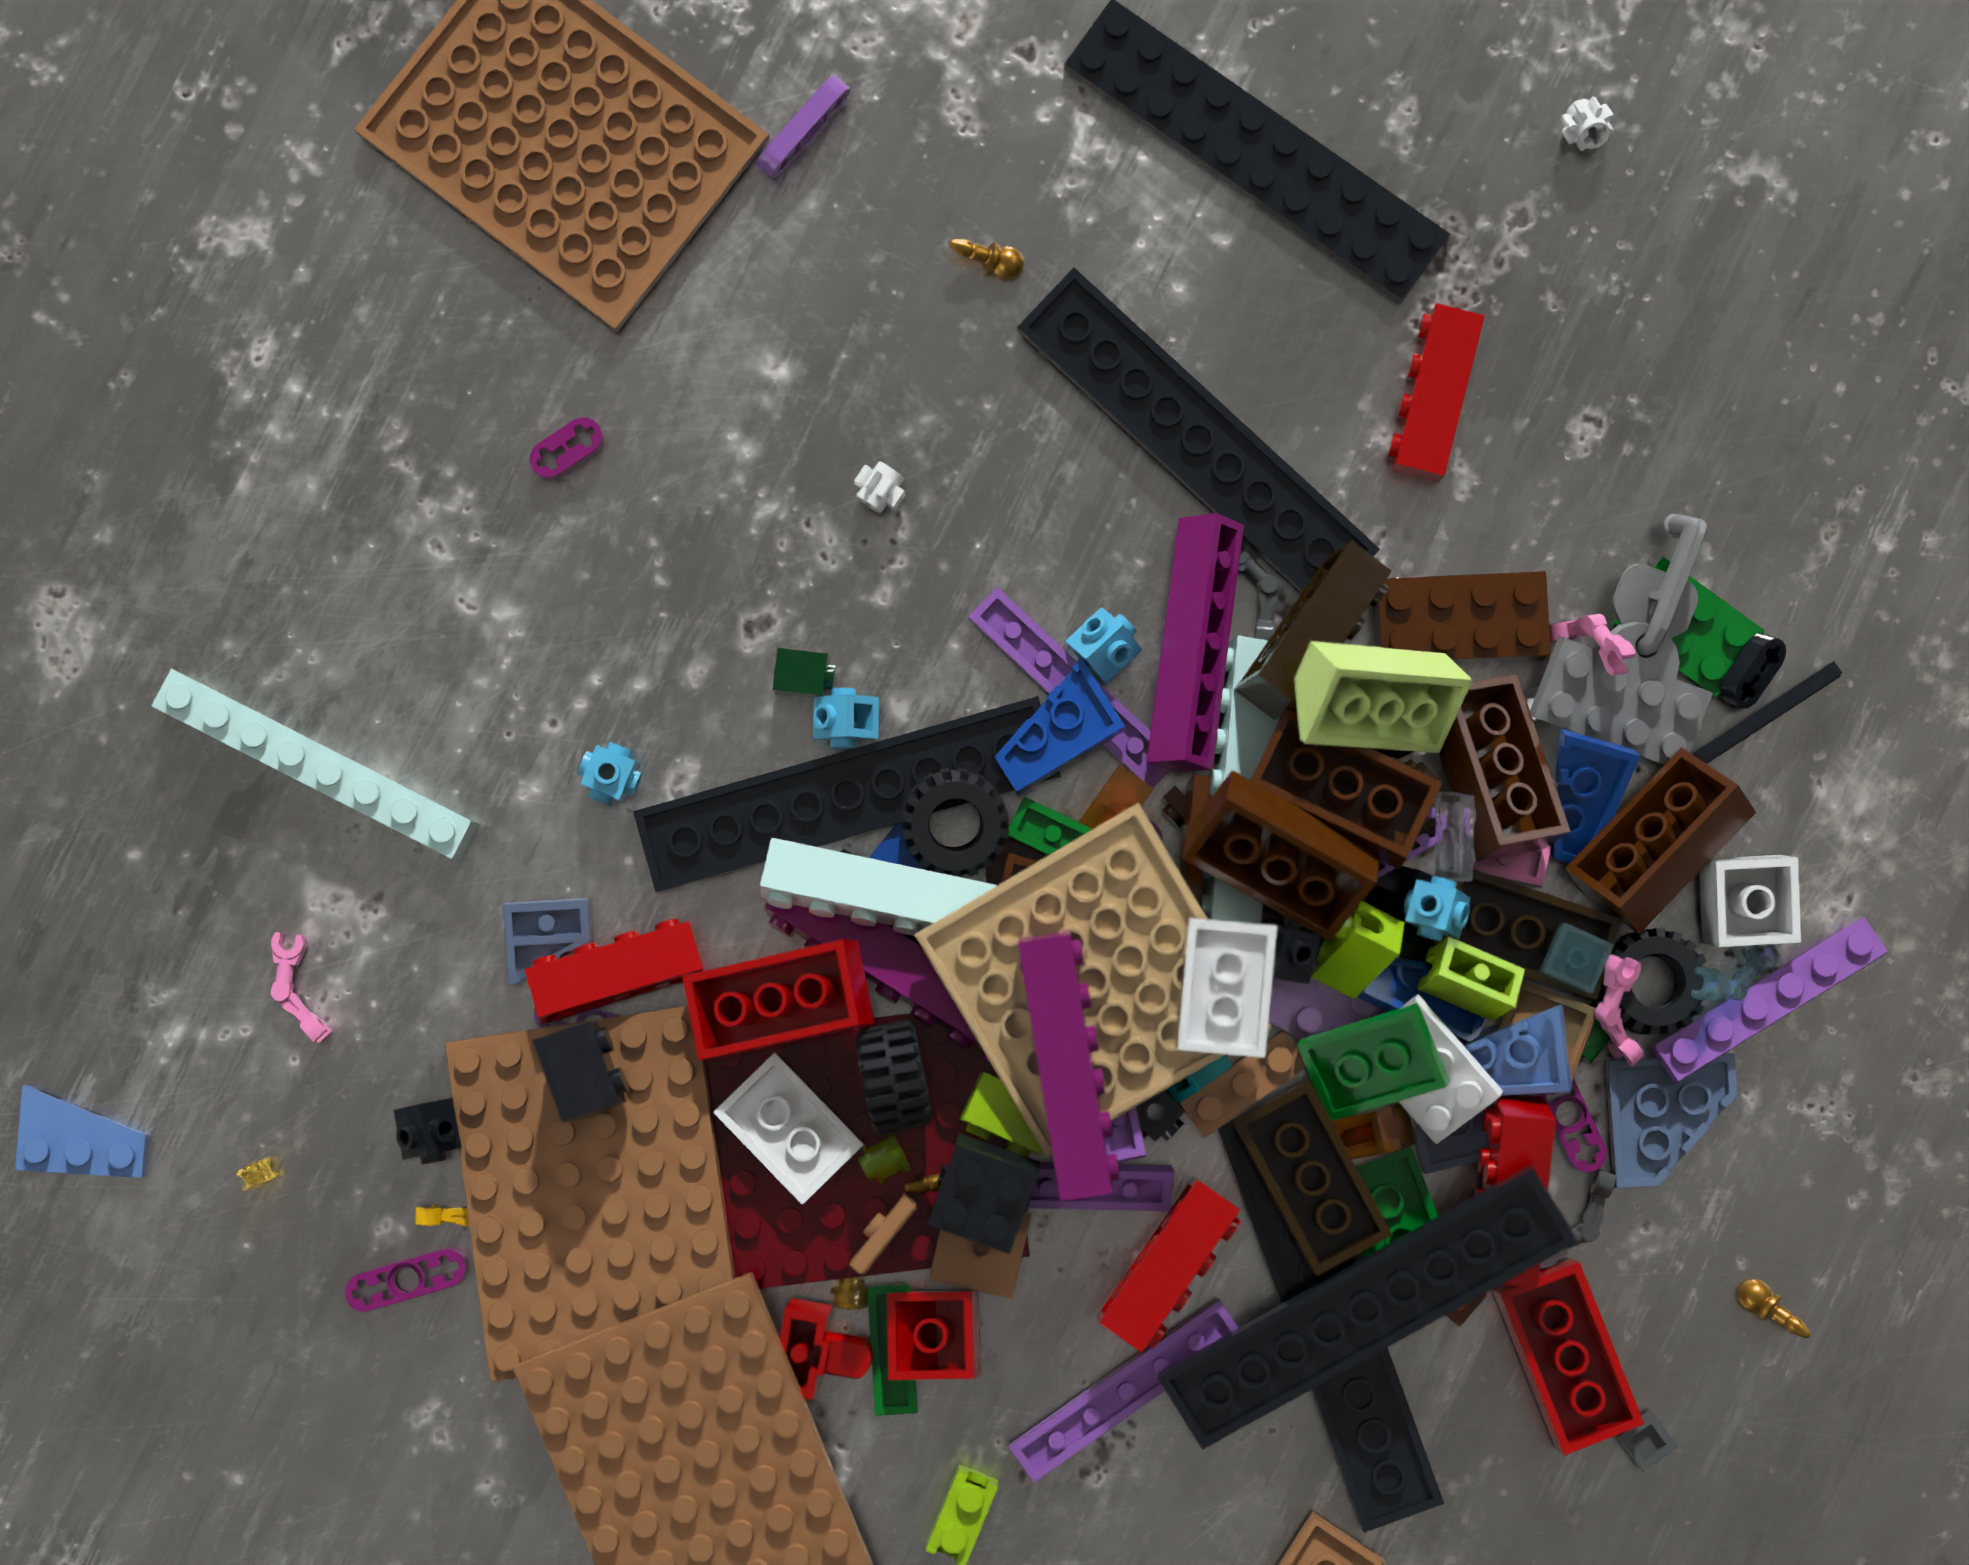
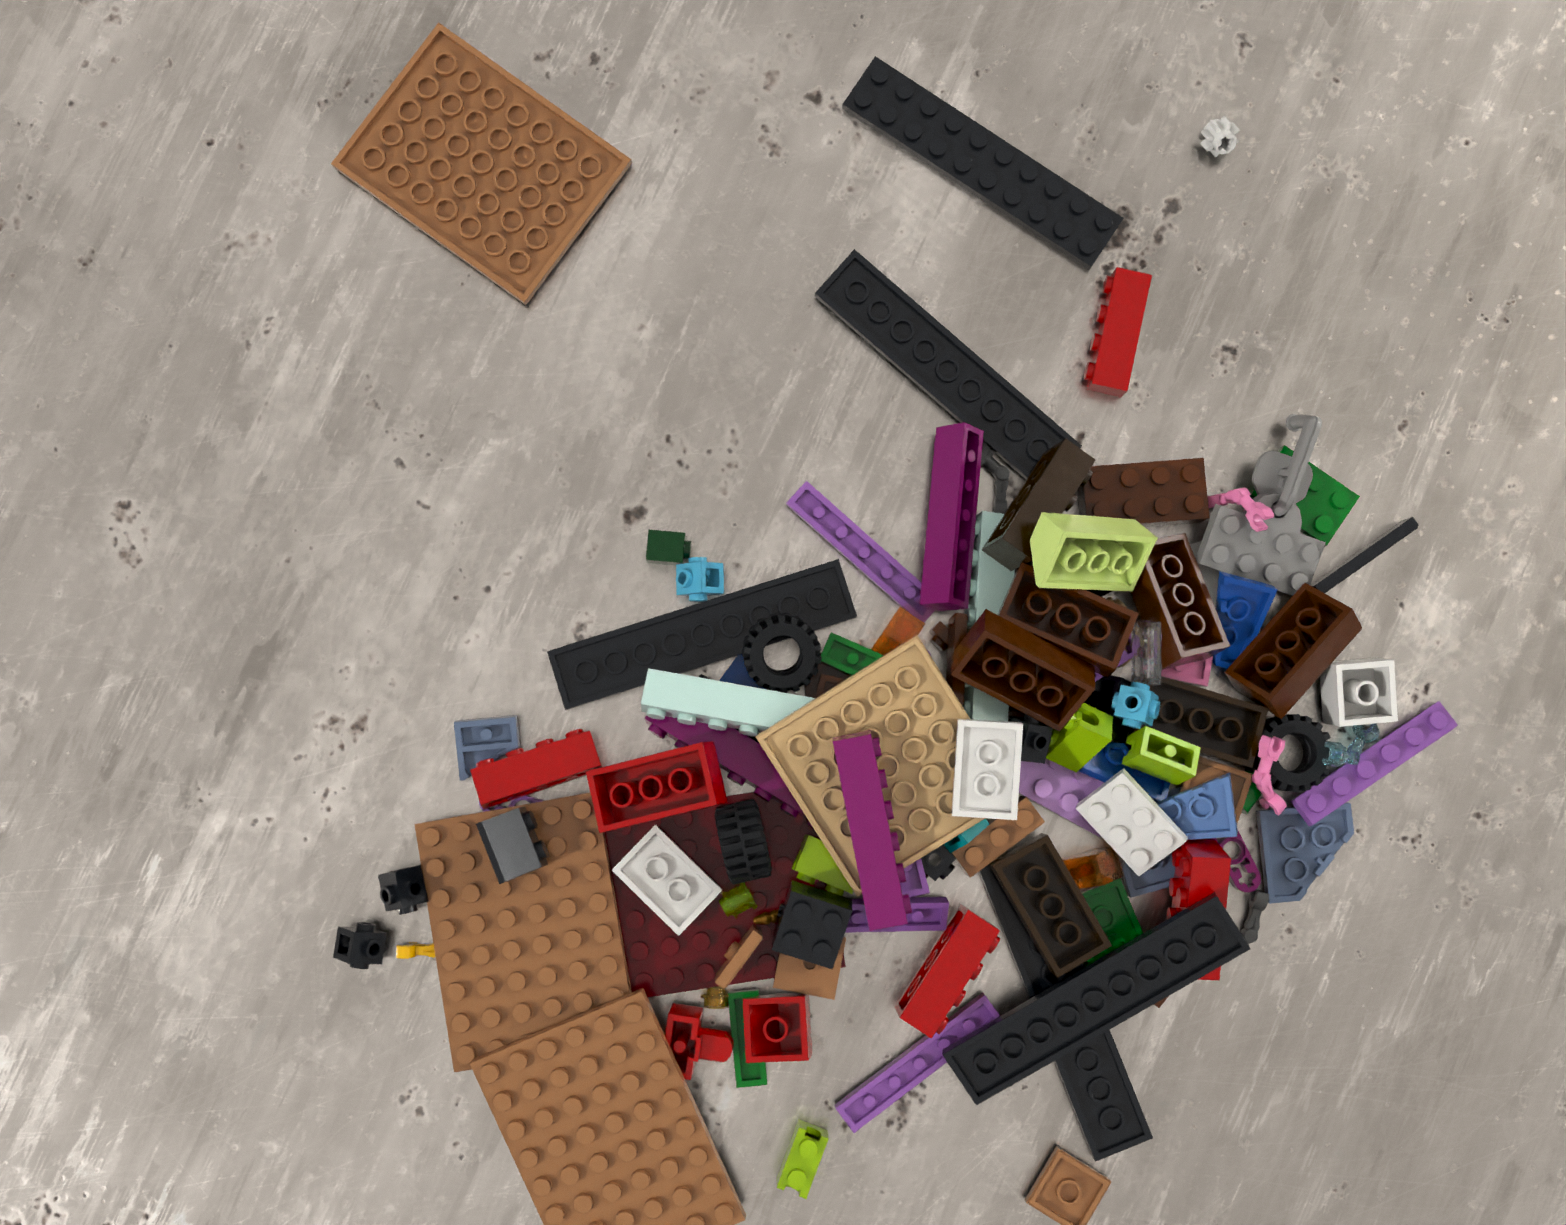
camera: 10 degrees left, 0 degrees up
(75, 1141) = (144, 904): medium blue wing -> none
(256, 1174) = (279, 924): clear yellow bush -> none
(283, 988) = (296, 790): bright pink piece -> none
(315, 765) = (314, 624): light aqua brick -> none
(367, 1204) = (360, 945): none -> black brick
(373, 1277) = (367, 997): magenta beam -> none
(561, 440) = (487, 384): magenta beam -> none
(623, 782) = (540, 628): medium azure brick -> none
(803, 127) = (656, 154): medium lavender beam -> none
(879, 487) = (719, 411): white gear -> none
(1004, 261) = (804, 247): pearl gold bar -> none
(1061, 731) = (856, 584): blue wing -> none
(1105, 644) = (885, 520): medium azure brick -> none
(1373, 1062) = (1093, 819): green plate -> none
(1569, 1358) = (1241, 1031): red brick -> none
(1576, 958) = (1237, 738): clear light blue piece -> none
(1647, 1442) = (1297, 1086): dark grey plate -> none
(1753, 670) = (1352, 525): black beam -> none
(1757, 1297) = (1372, 979): pearl gold bar -> none

